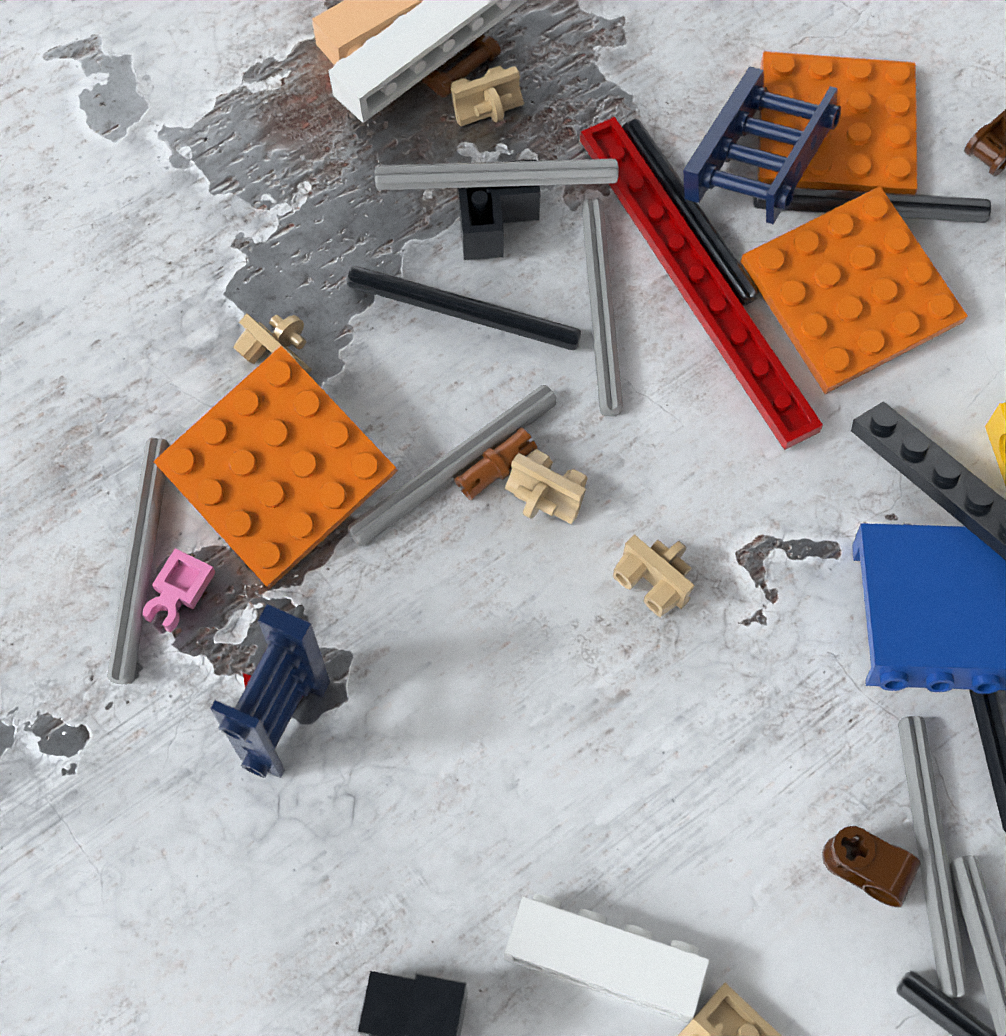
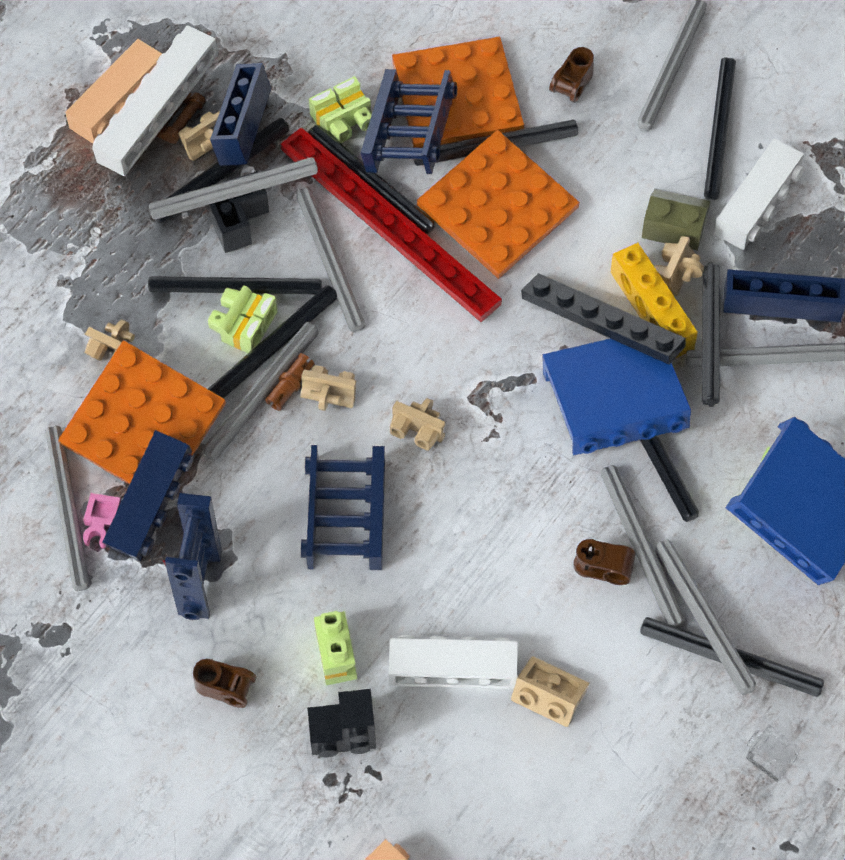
camera: 15 degrees left, 5 degrees down
(246, 578) = (148, 496): none -> dark blue brick
(274, 893) = (229, 685): none -> reddish brown piece
(440, 883) = (335, 647): none -> yellowish green hips
(462, 358) = (246, 320): none -> yellowish green hips
(487, 402) = (273, 342): none -> black axle
(517, 136) = (218, 172): none -> black axle
(538, 78) = (241, 114): none -> dark blue brick
(548, 701) = (370, 521): none -> dark blue fence
(675, 106) = (341, 109): none -> yellowish green hips

